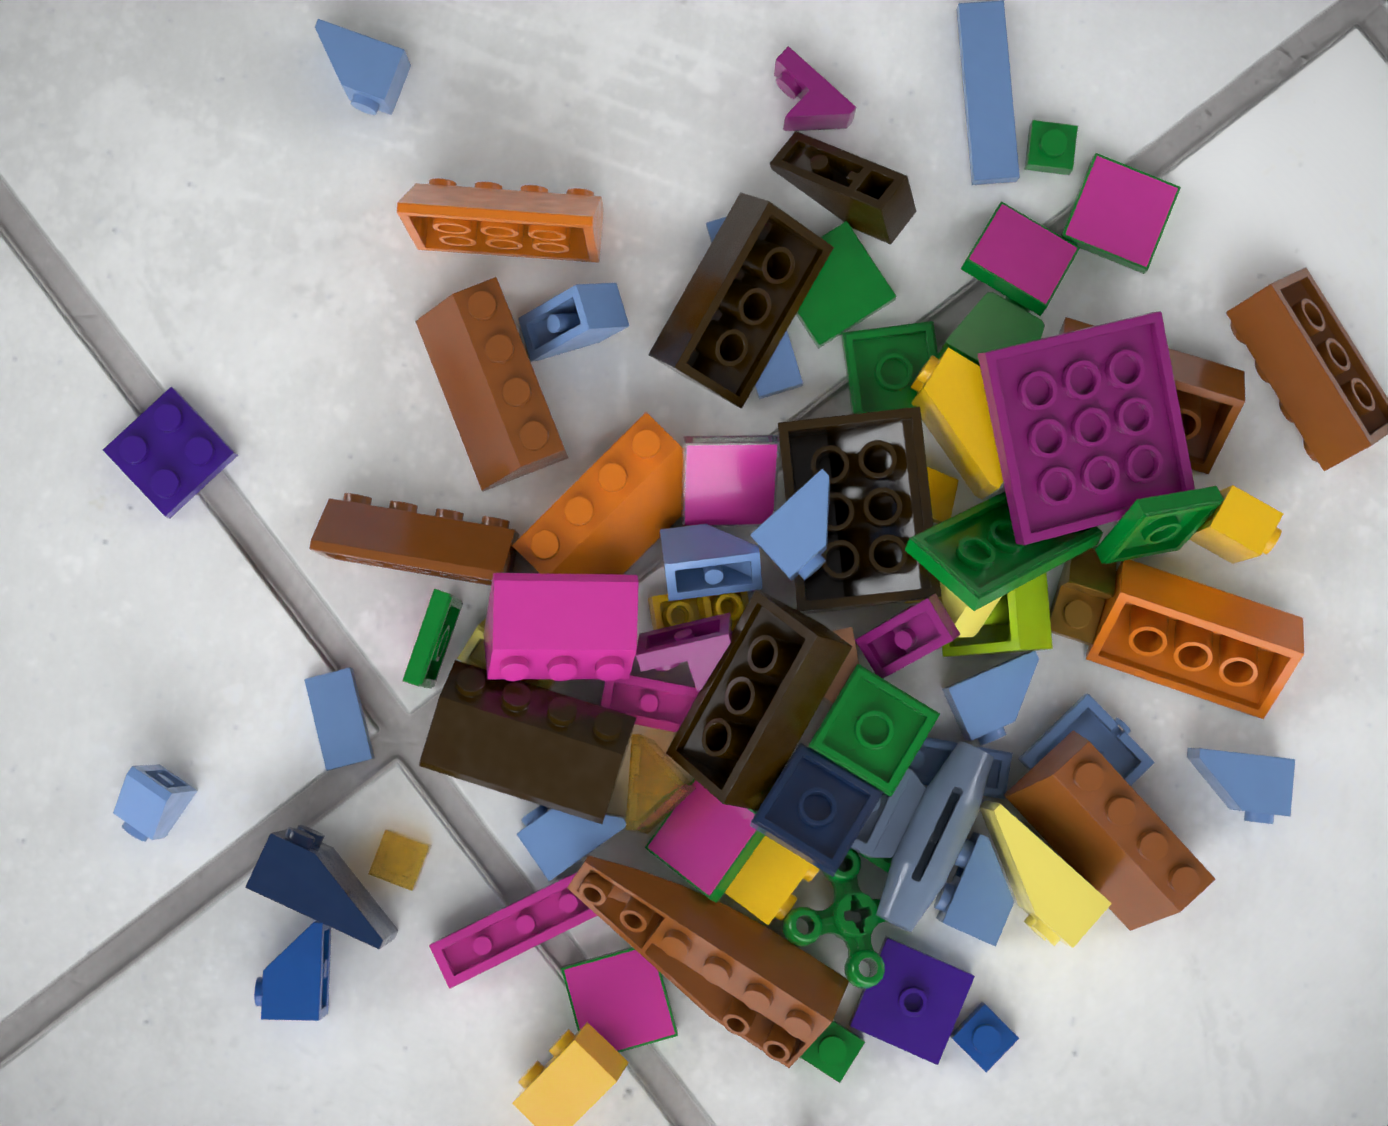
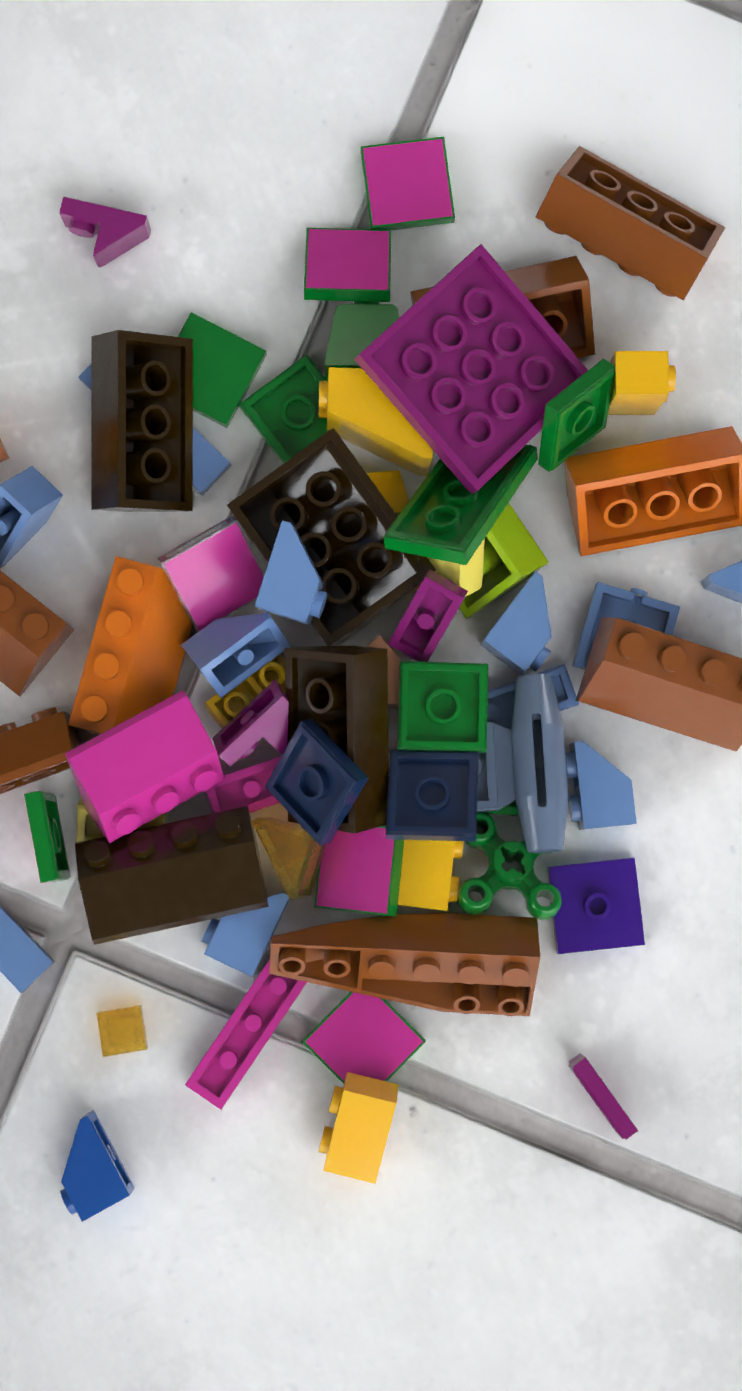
camera: 35 degrees left, 0 degrees up
(319, 884) = (63, 1085): dark blue slope -> none
(713, 733) = (316, 782): none -> dark blue tile
(834, 1051) = (556, 981): green plate -> none
(848, 186) = (177, 283): dark brown slope -> none
(984, 1036) = (669, 901): blue plate -> none
(987, 92) = (246, 145): medium blue tile -> none
(1044, 885) = (646, 751): light yellow slope -> none
(1051, 147) = (322, 162): green plate -> none
(1081, 596) = (549, 507): pearl gold slope -> none

